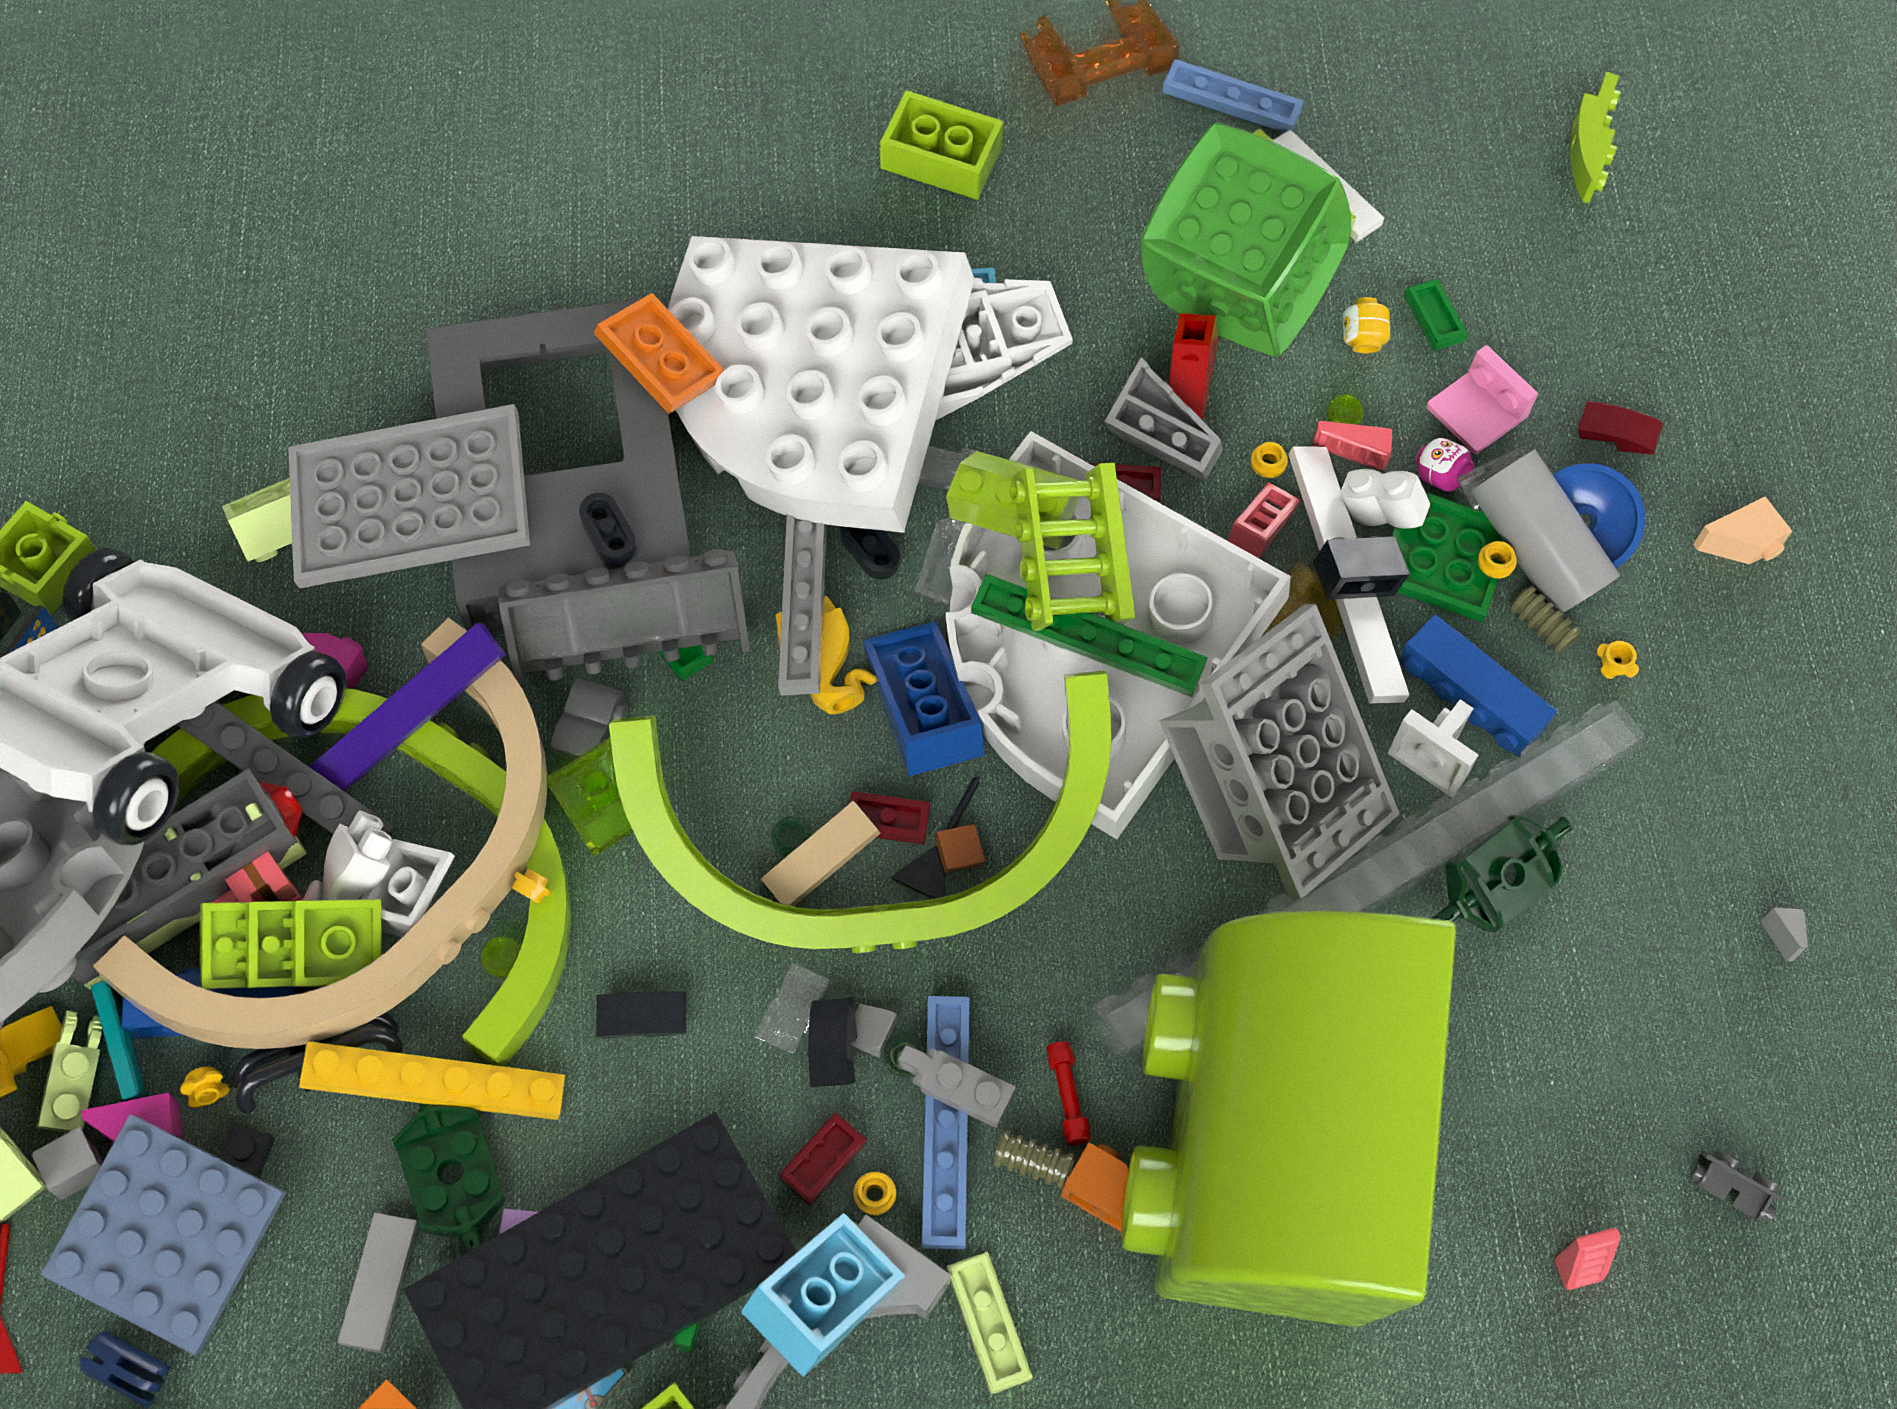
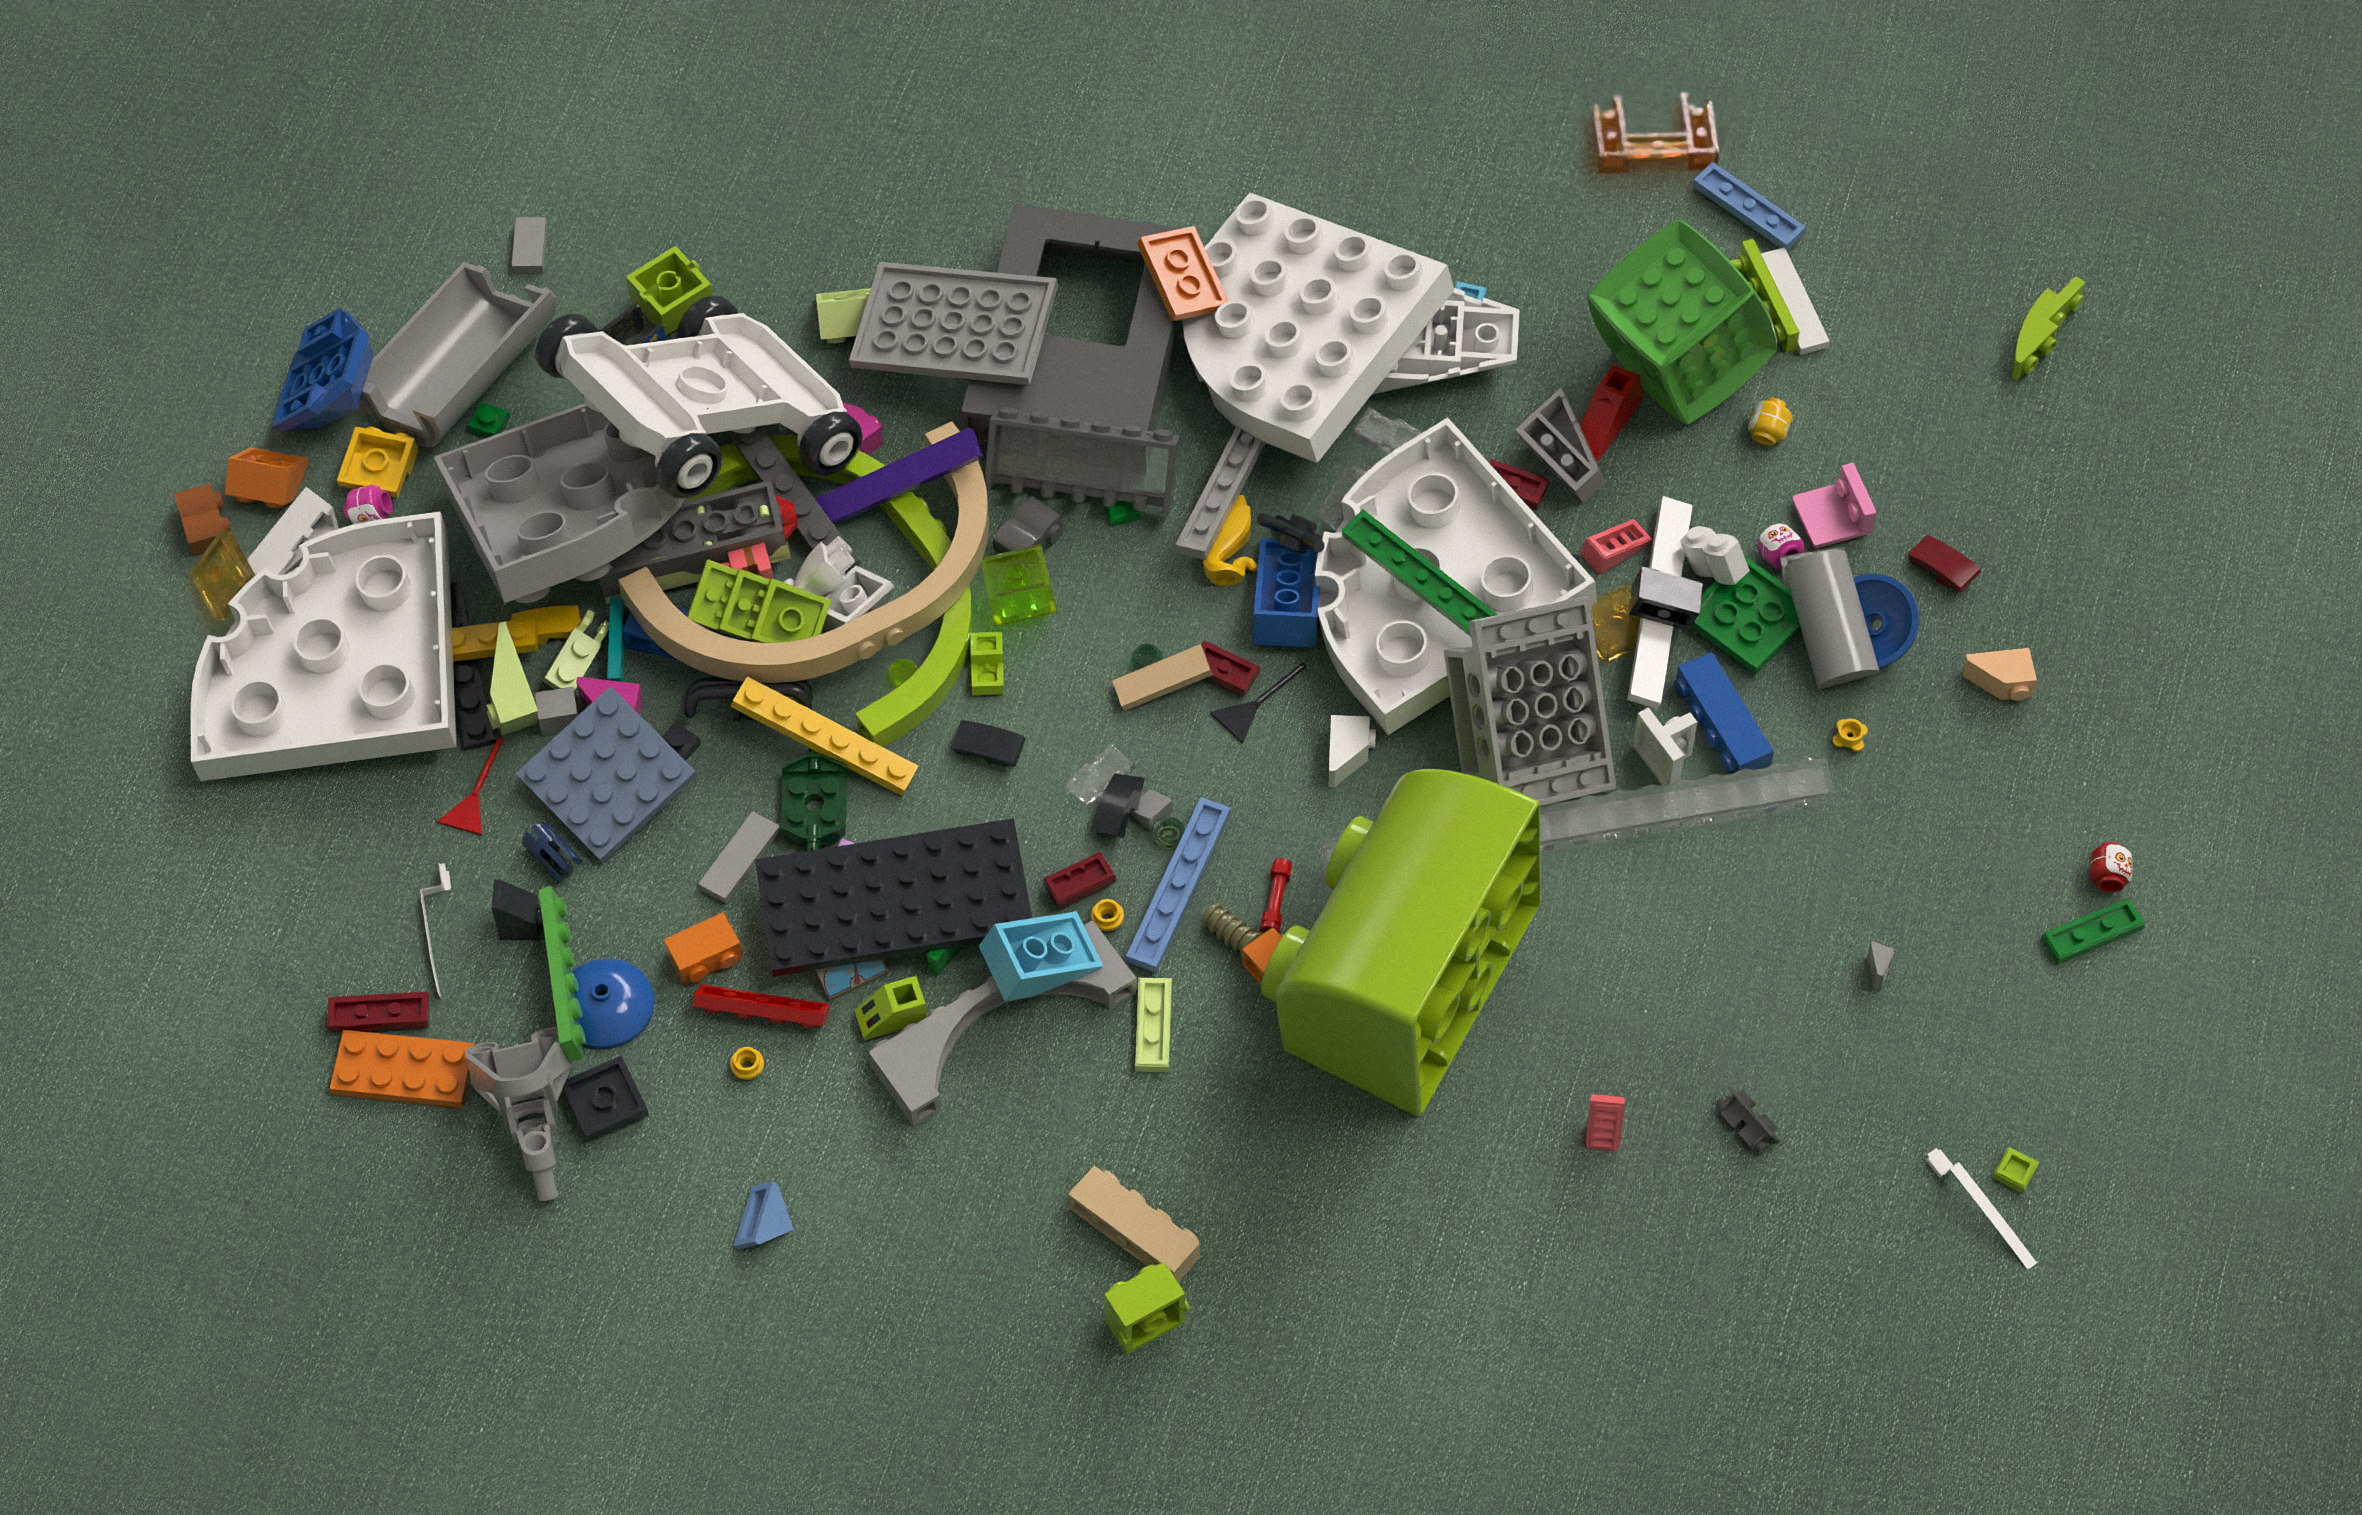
camera: 25 degrees right, 5 degrees down
(204, 1087) = (664, 692): yellow plate -> none
(531, 885) = (941, 626): yellow plate -> none
(599, 907) = (987, 663): none -> lime slope
(608, 531) = (1092, 393): black plate -> none
(862, 928) = (1049, 628): lime arch -> none
(871, 548) = (1294, 473): black plate -> none
(909, 623) = (1297, 532): none -> black bar
(941, 144) = (1484, 177): lime brick -> none
(958, 1084) = (1195, 859): light grey hinge -> none
(959, 848) = (1269, 707): dark orange tile -> none
(983, 498) = (1409, 461): lime slope -> none
(1078, 876) = (1348, 746): none -> white slope
(1104, 525) = (1461, 498): lime fence -> none
(1269, 451) = (1641, 494): yellow plate -> none
(1345, 409) = (1721, 484): clear neon green plate -> none
(1355, 442) = (1716, 508): coral slope -> none
(1435, 314) = (1836, 431): green tile -> none
(1478, 880) = (1648, 847): dark green plate -> none
(1500, 551) = (1785, 621): yellow plate -> none
(1545, 619) = (1804, 687): olive piece -> none

